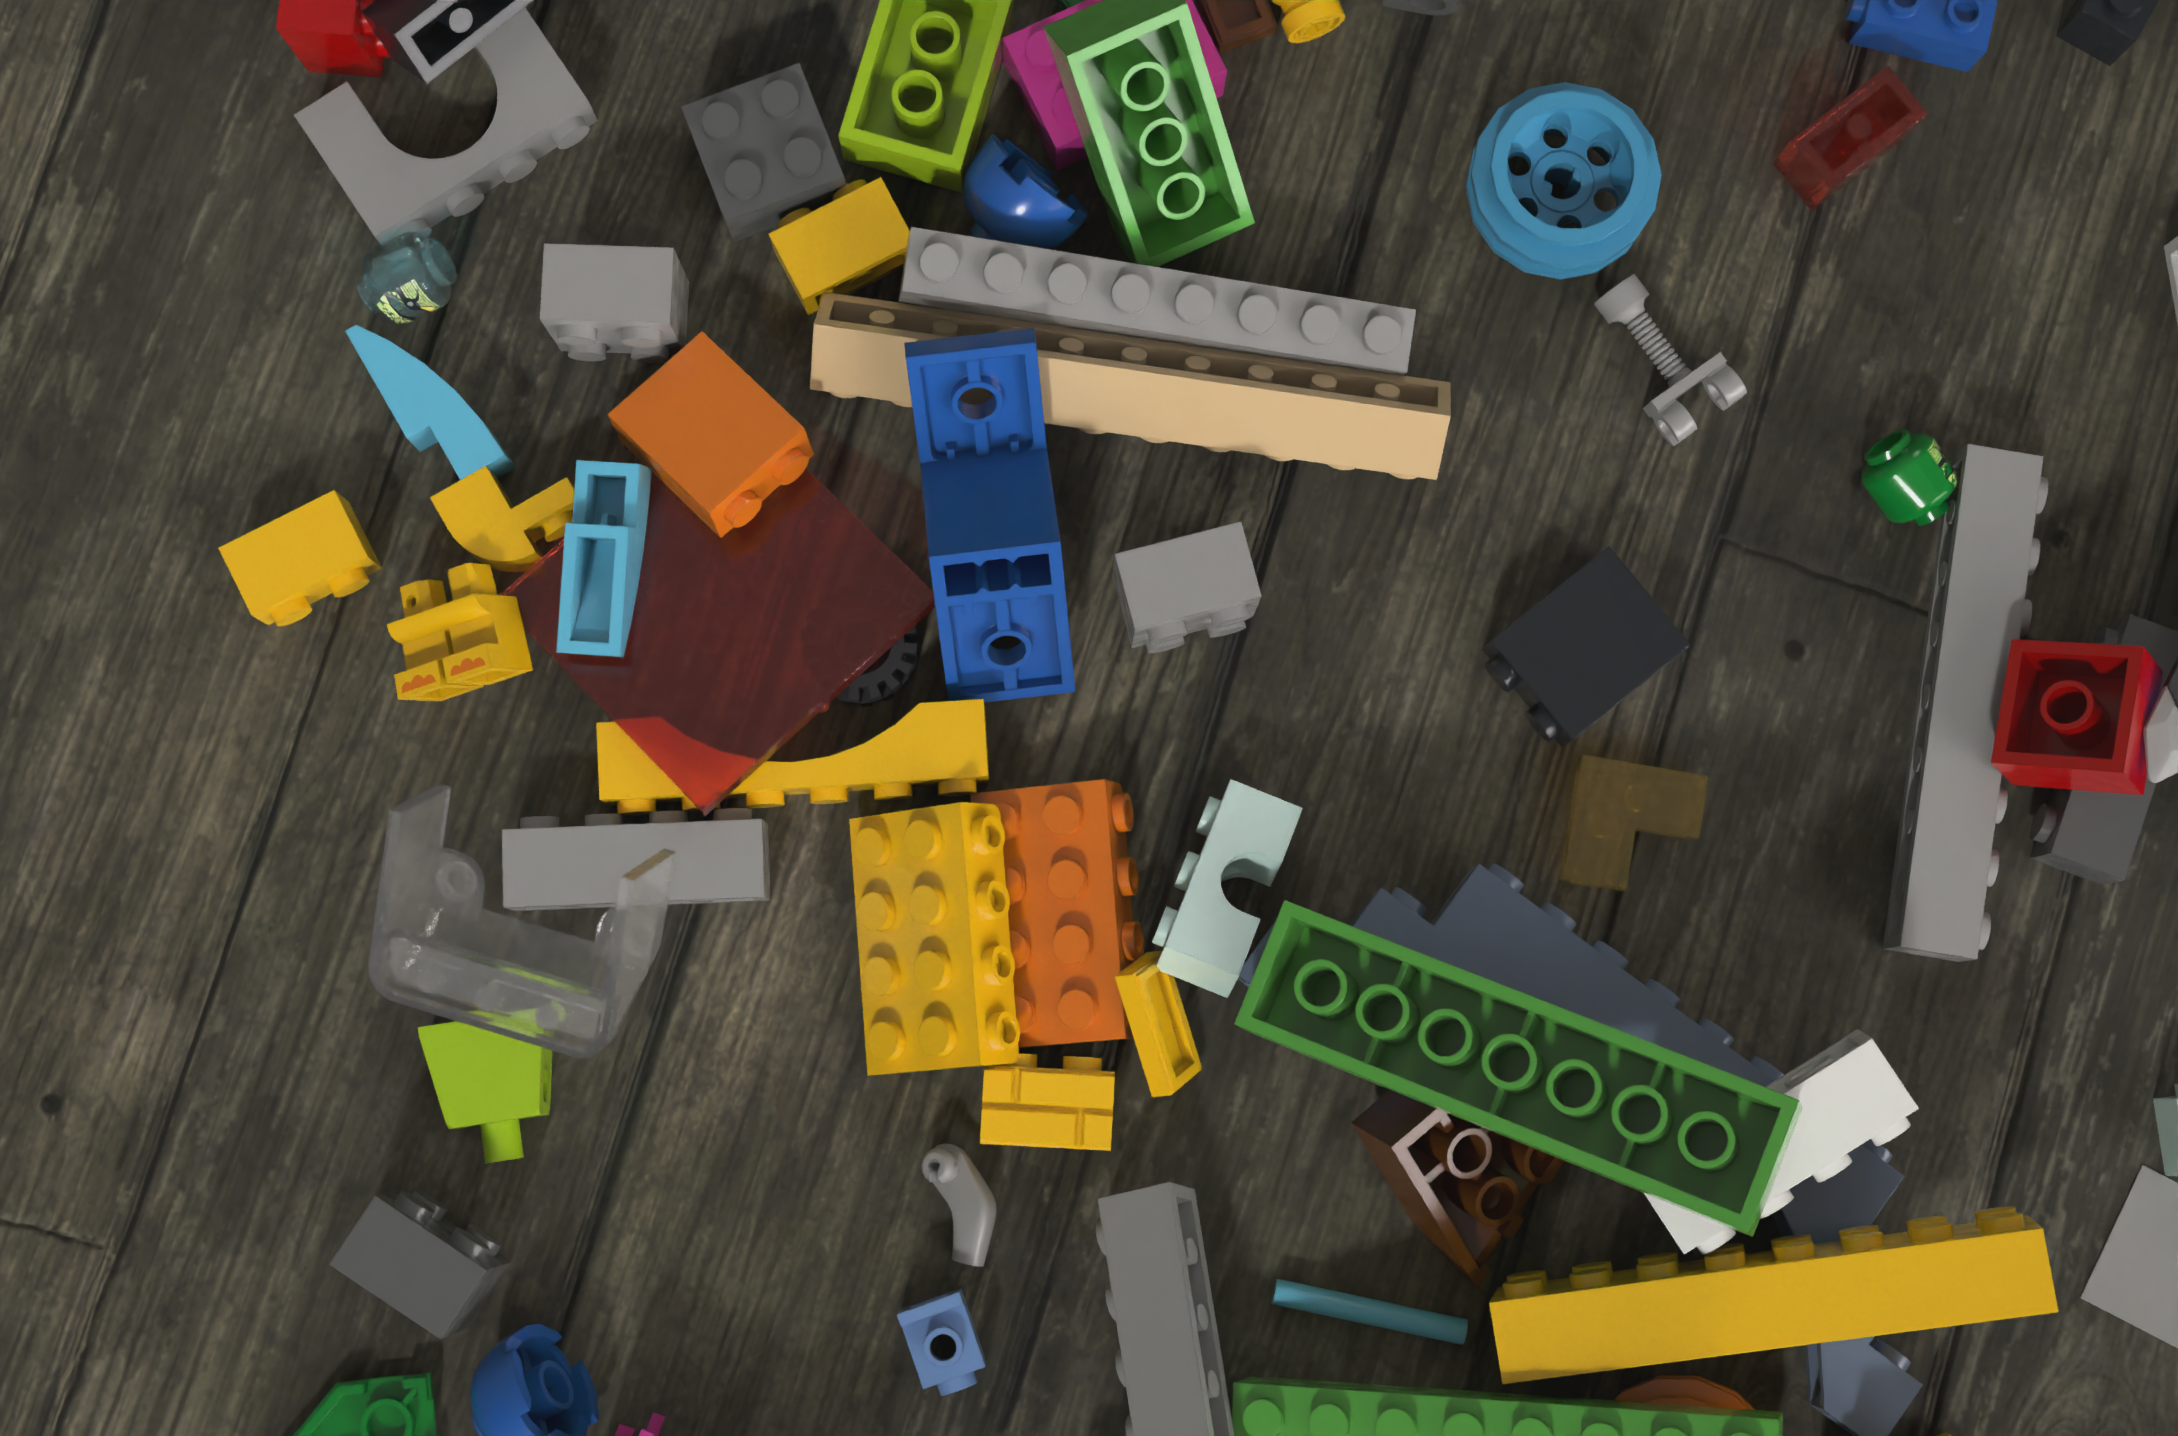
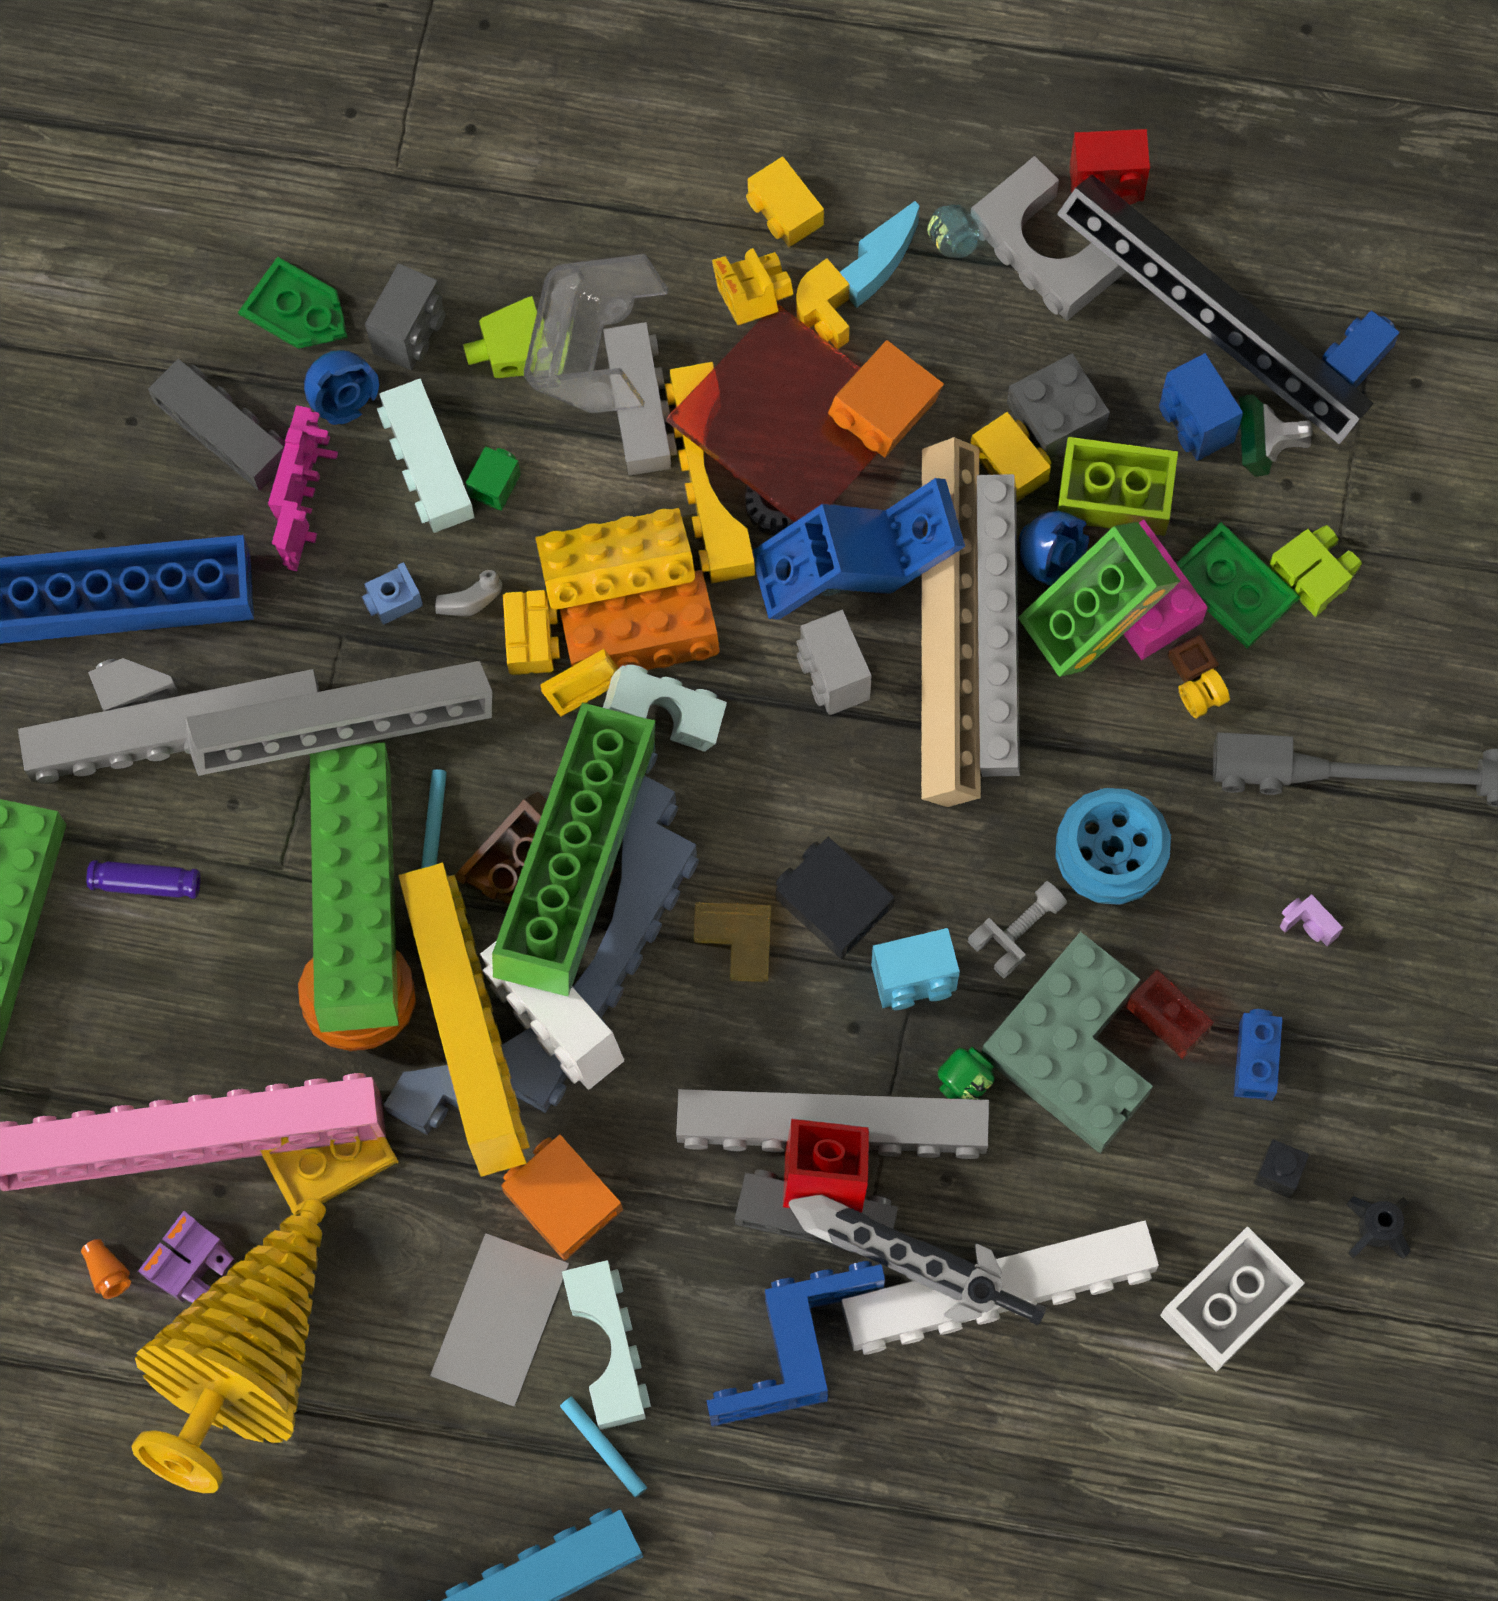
camera: 90 degrees right, 10 degrees down
(603, 557) = (806, 350): medium azure slope -> none
(614, 301) = (953, 336): light grey brick -> none
(688, 1253) = (426, 455): none -> light aqua brick
(747, 1135) = (493, 477): none -> green brick
(1738, 528) = (915, 969): none -> medium azure brick
(1867, 331) = (1052, 1047): none -> sand green piece
(2051, 1155) = (561, 1196): none -> orange brick

